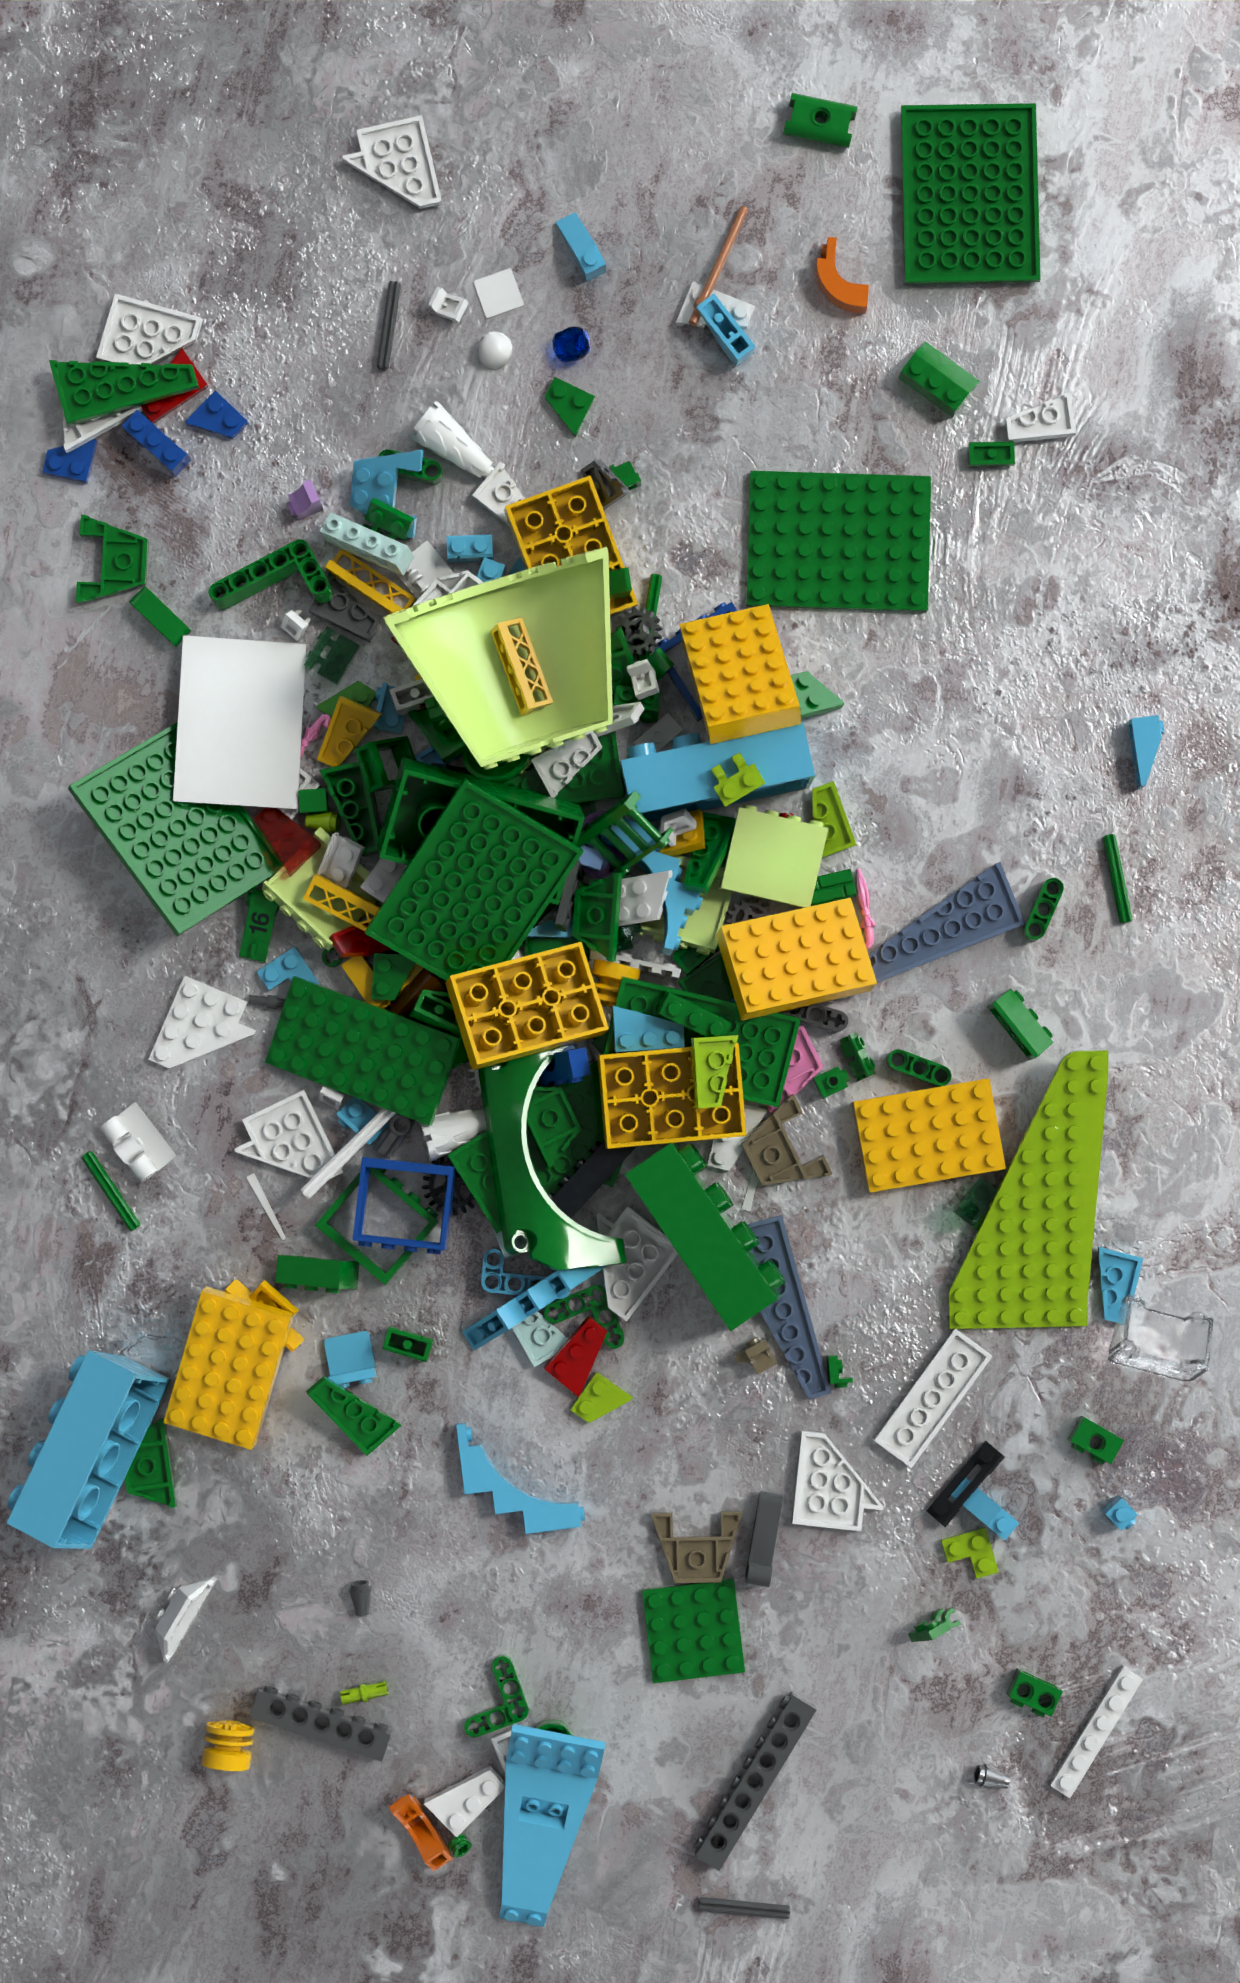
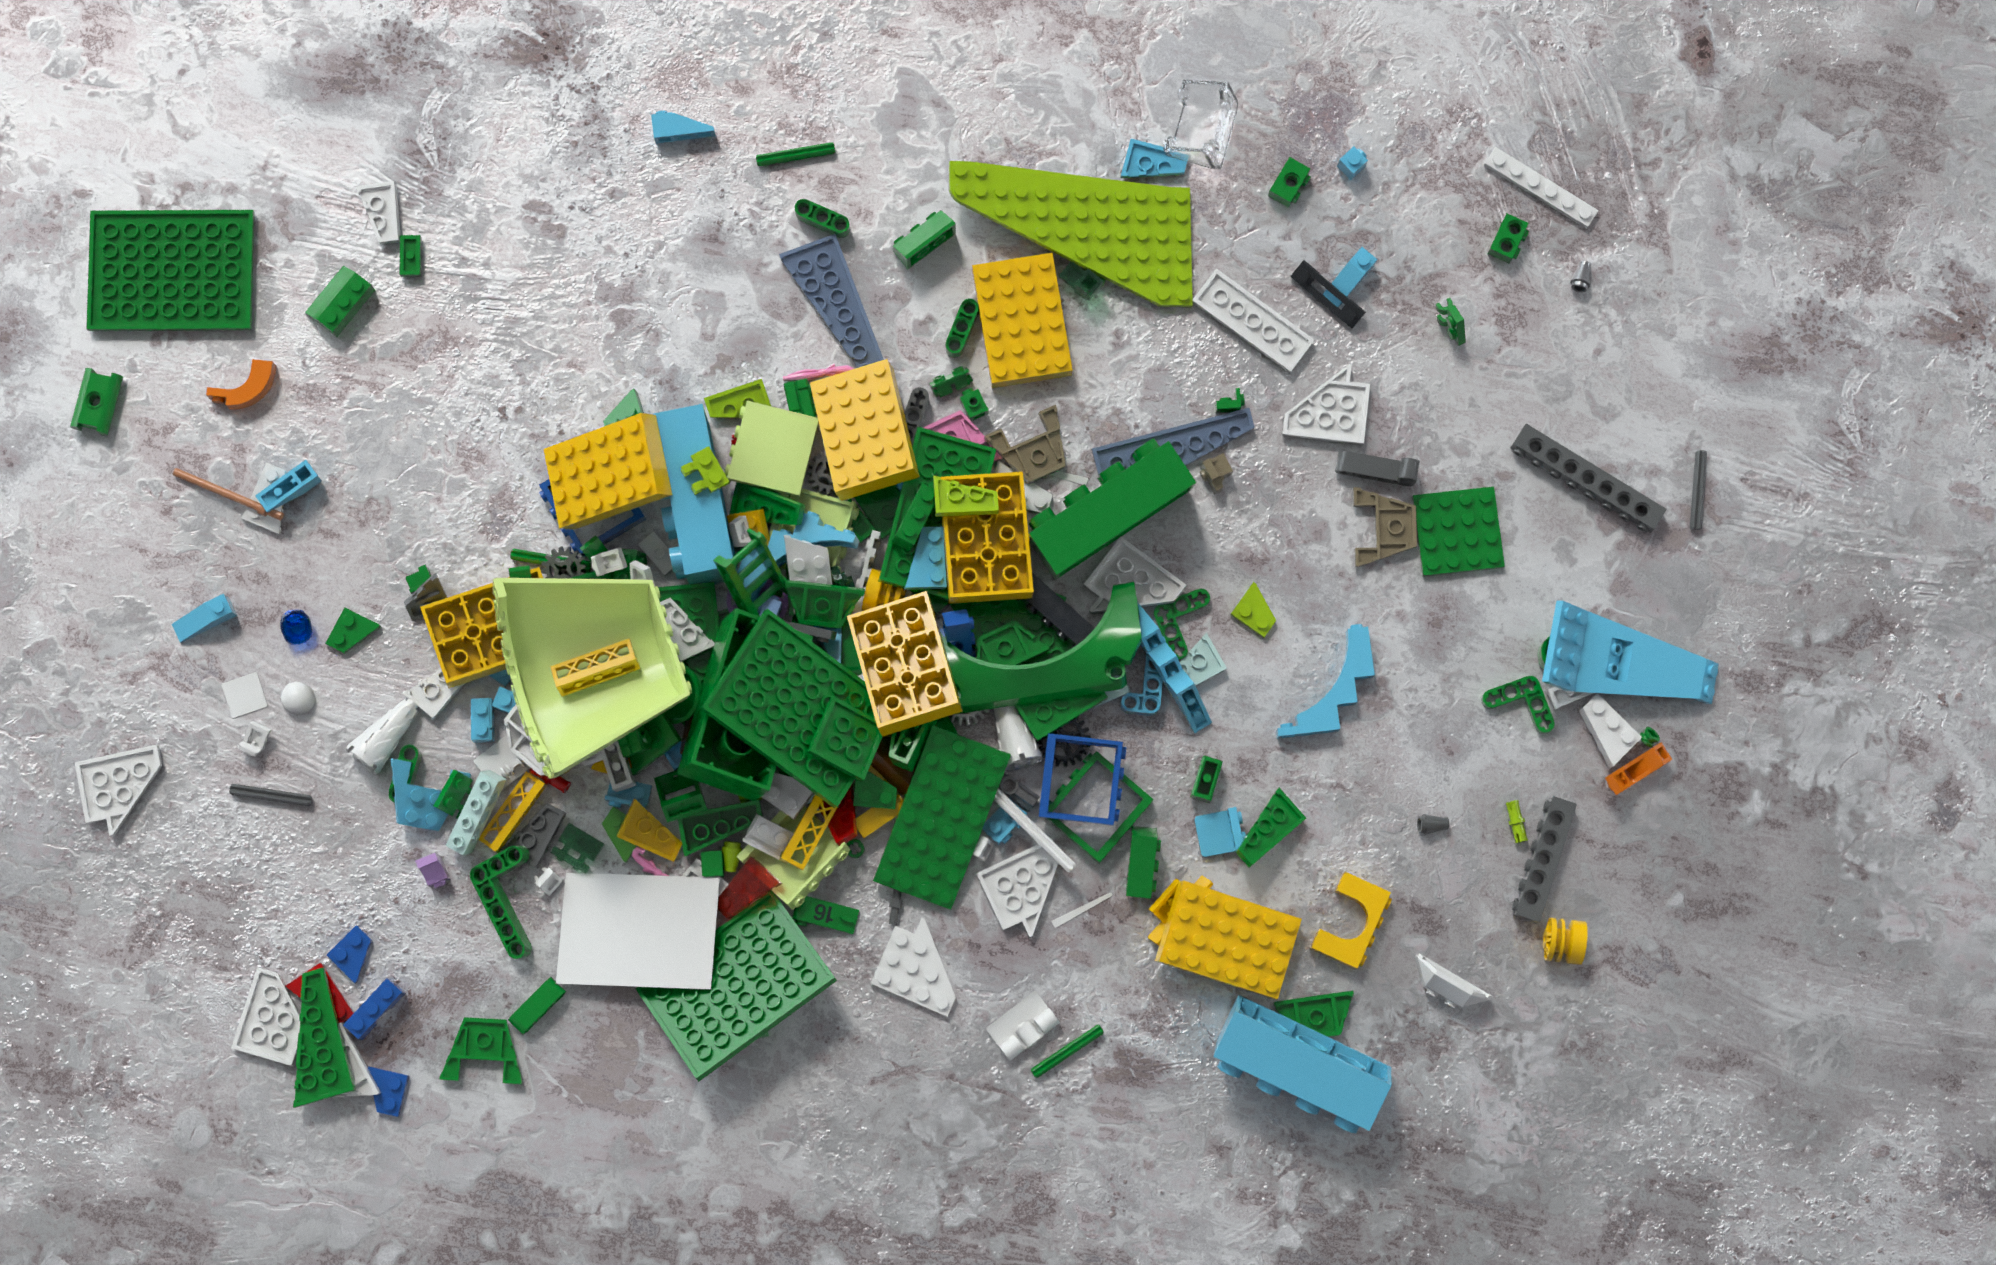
camera: 90 degrees left, 5 degrees down
(219, 1506) = (1373, 901): none -> yellow arch
(284, 968) = (864, 891): medium azure plate -> none
(440, 941) = (846, 739): none -> green plate
(577, 1355) = (1216, 629): red wing -> none
(839, 541) = (485, 392): green plate -> none
(973, 1545) = (1382, 287): lime plate -> none

